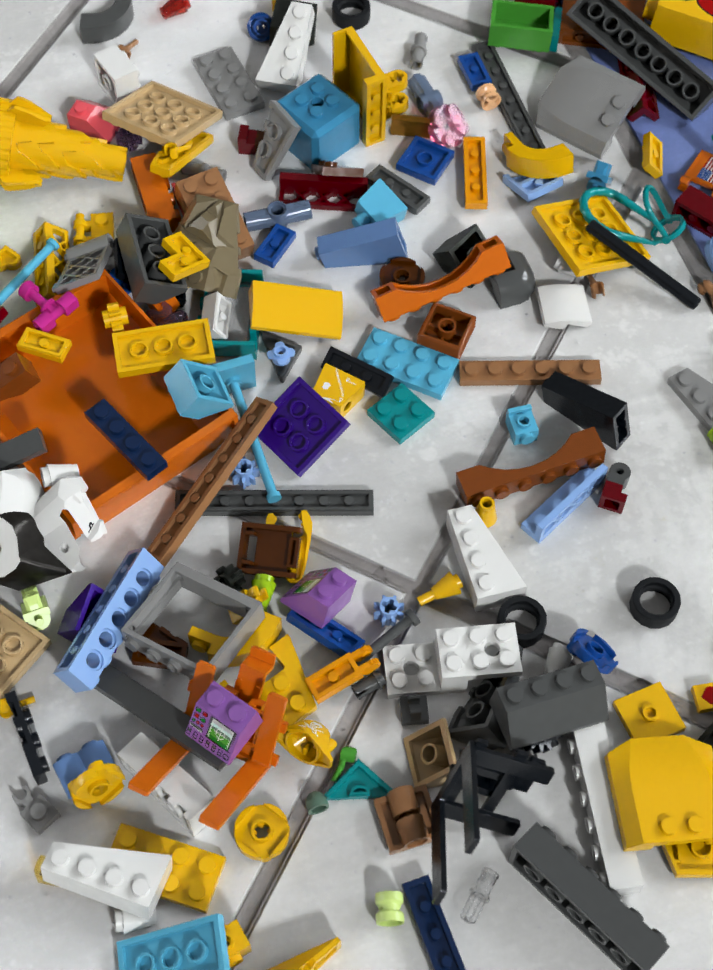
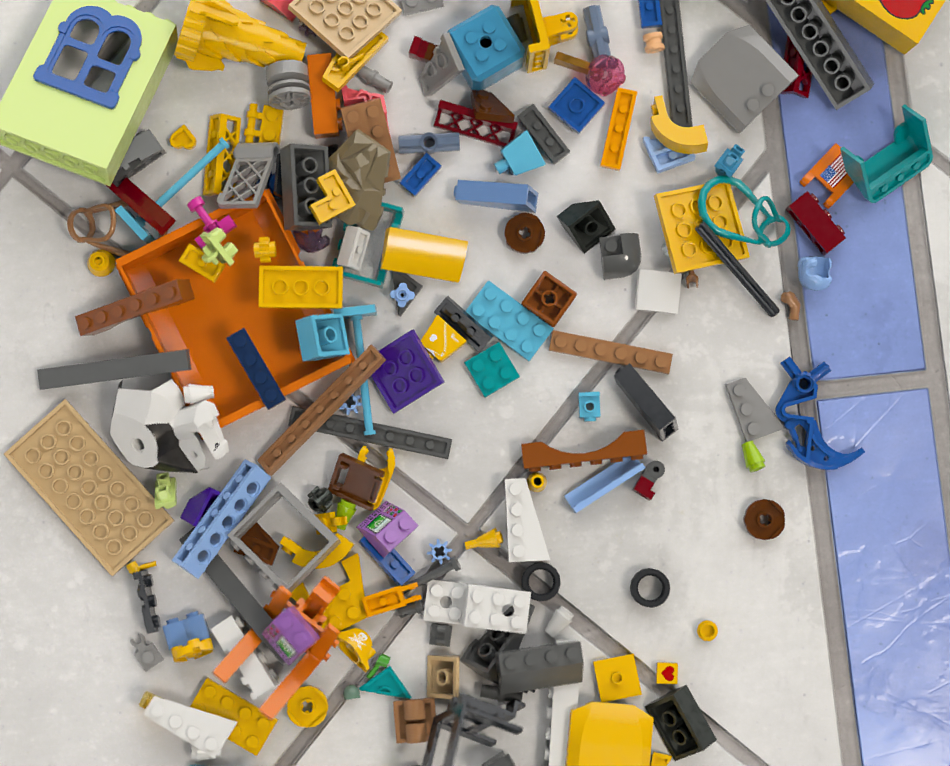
camera: 10 degrees right, 25 degrees up
(58, 321) = (216, 251): none -> yellowish green hips
(114, 183) = (288, 84): none -> light grey wheel
(484, 260) = (517, 260): orange arch -> none
(594, 649) = (578, 620): blue plate -> none
(652, 155) = (786, 143): yellow plate -> none

